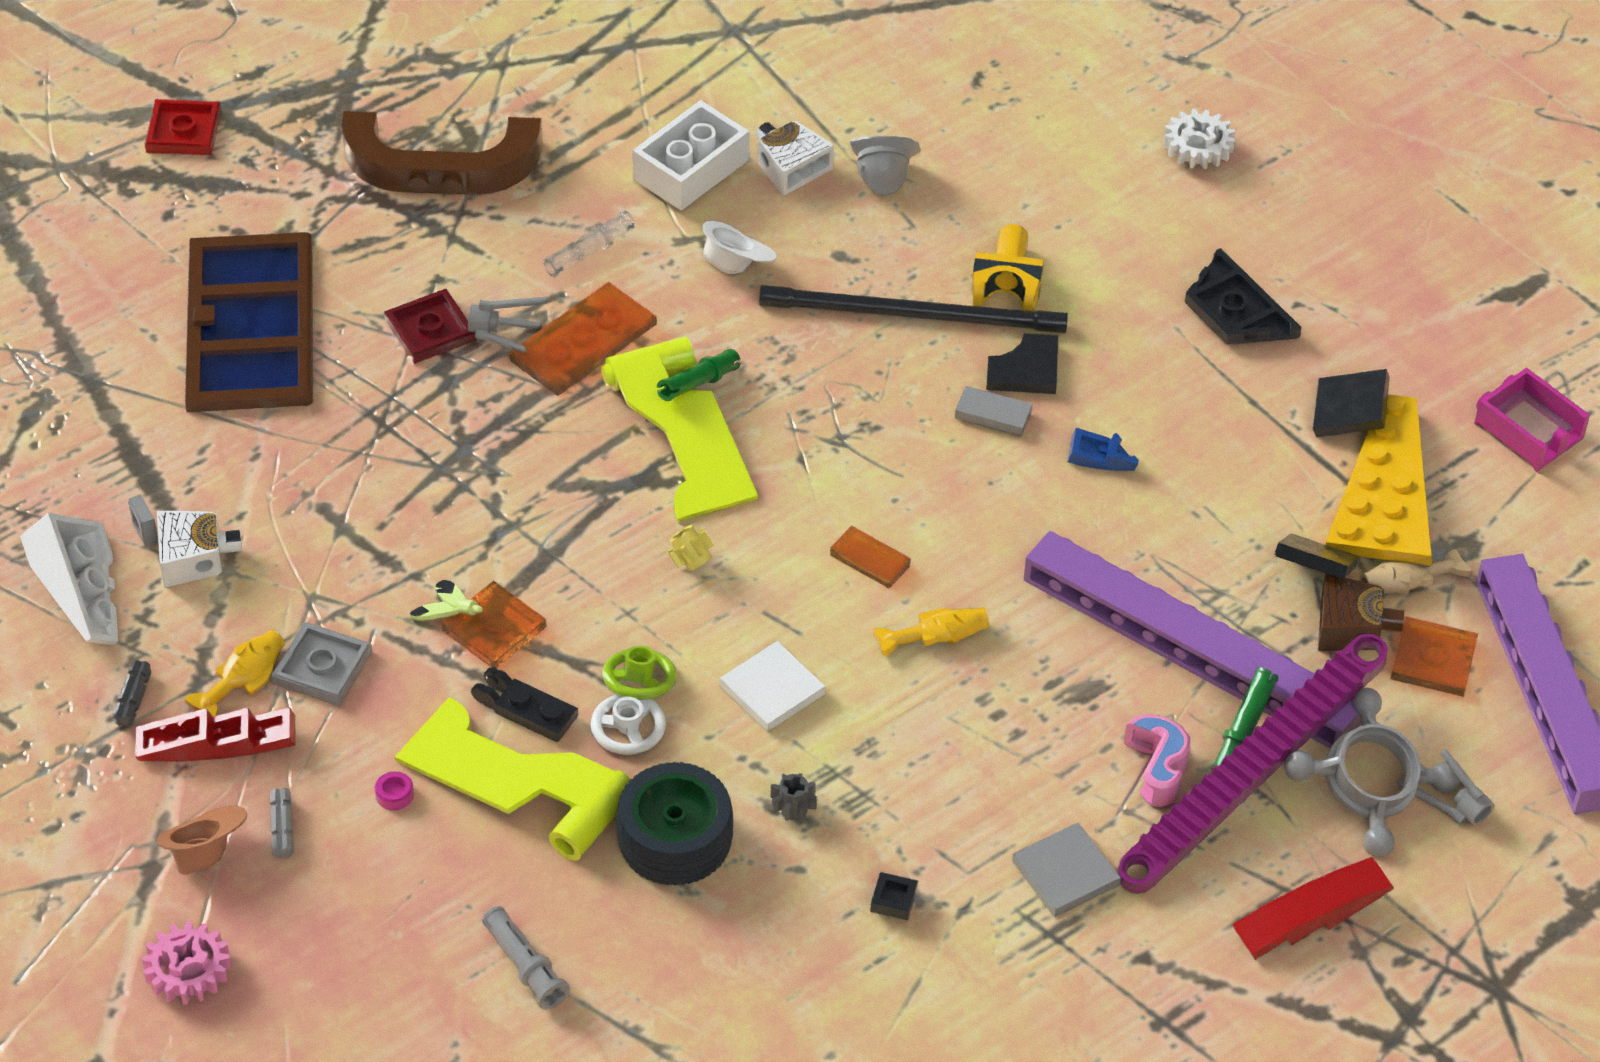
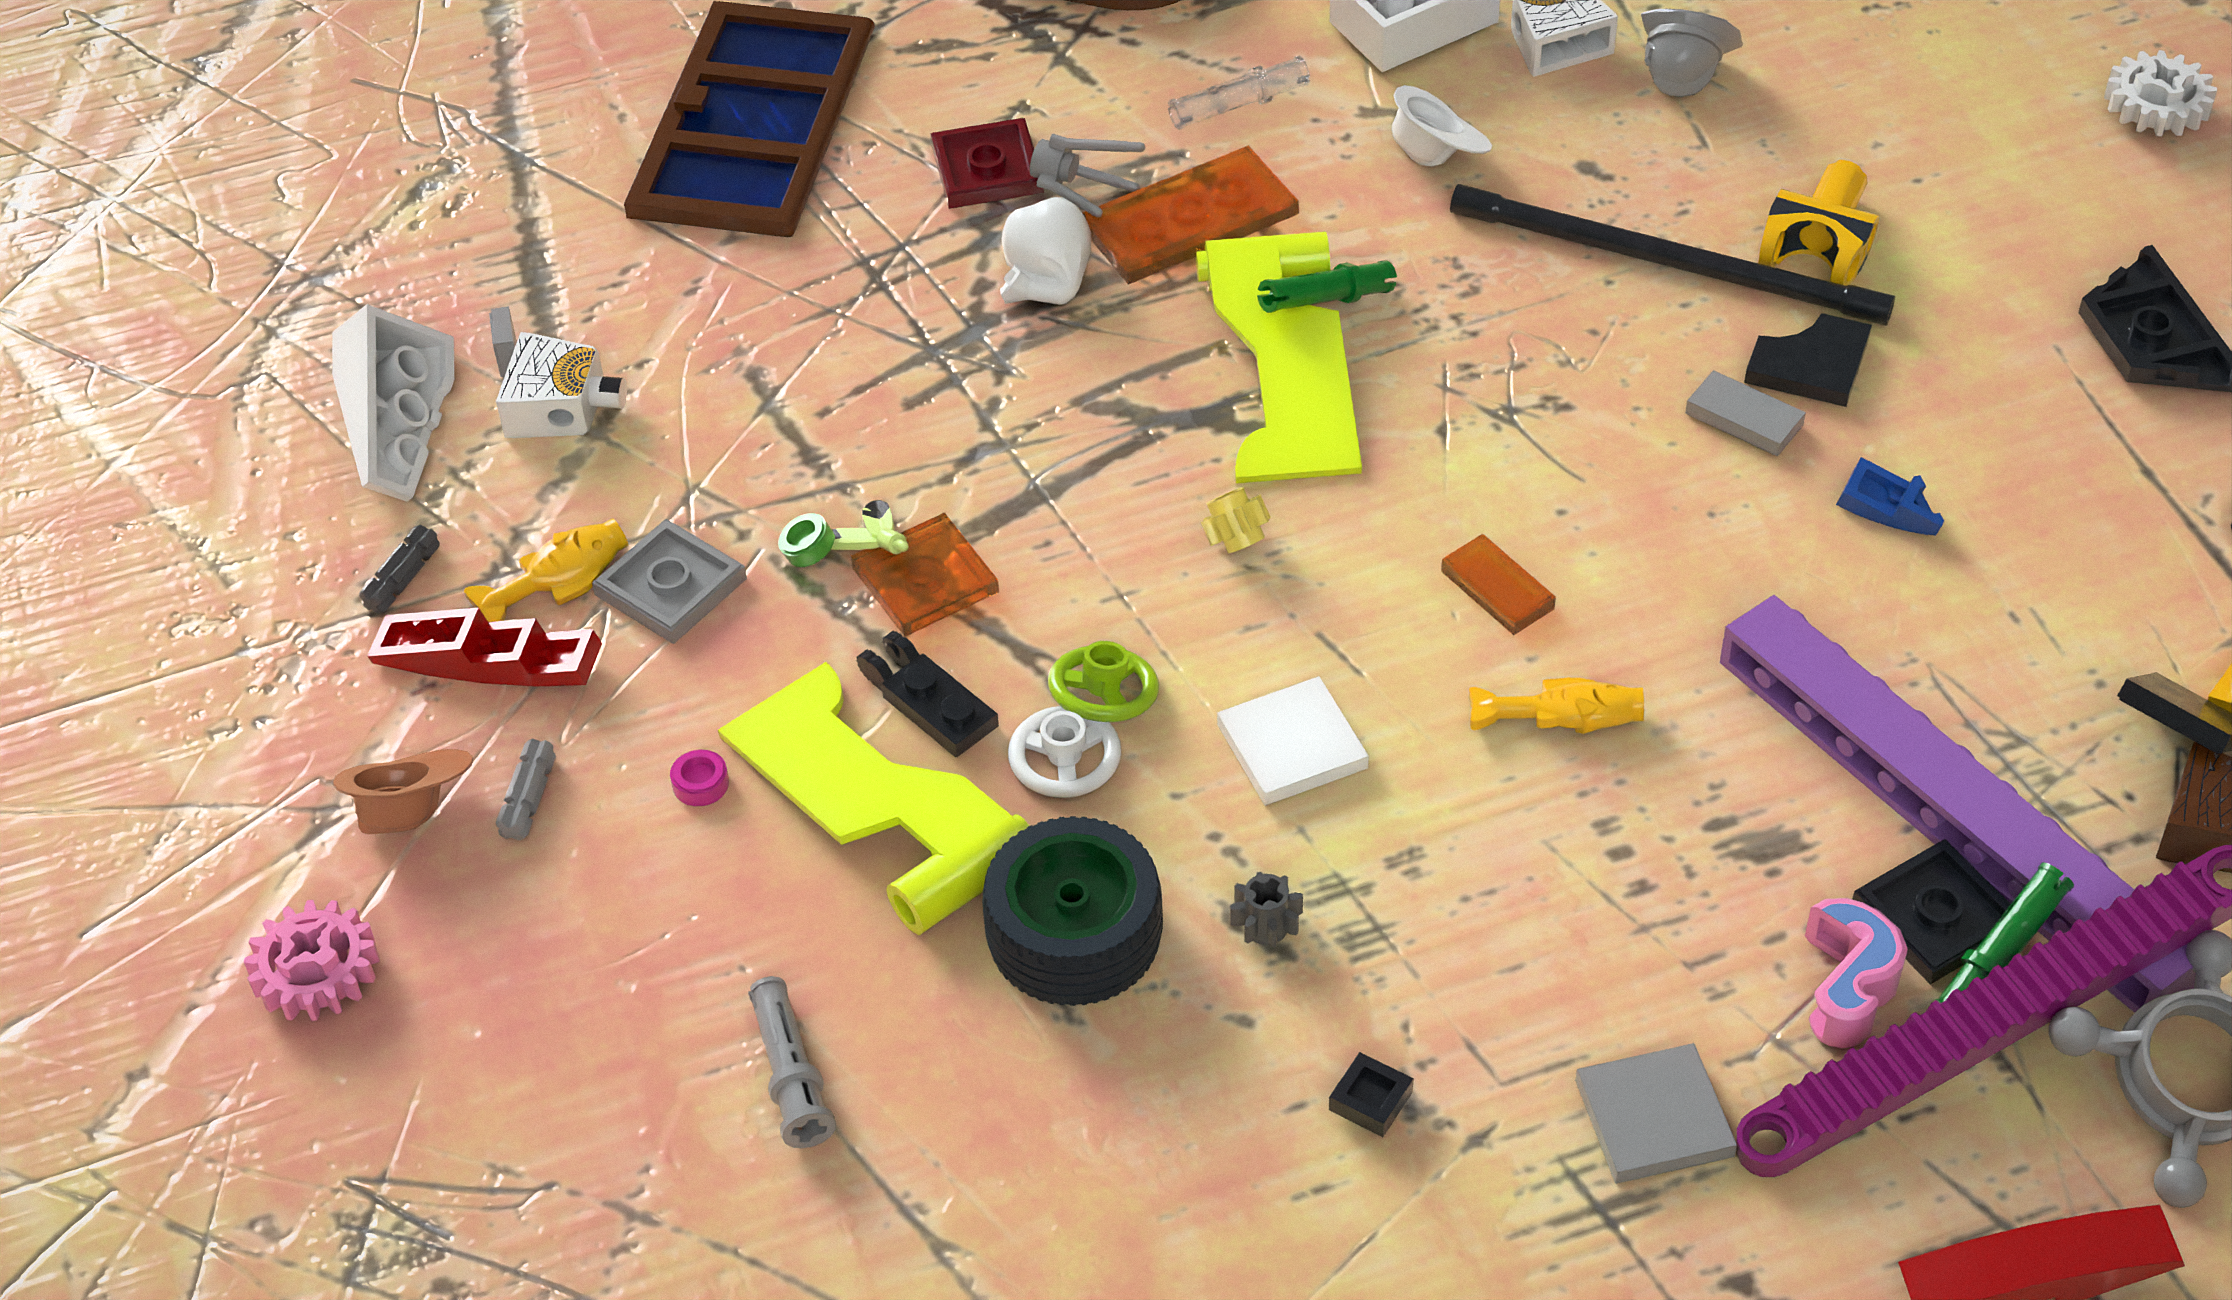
camera: 20 degrees right, 0 degrees up
(406, 617) = (806, 540): none -> bright green tile
(499, 385) = (1046, 252): none -> white piece
(1199, 706) = (1937, 906): none -> black tile

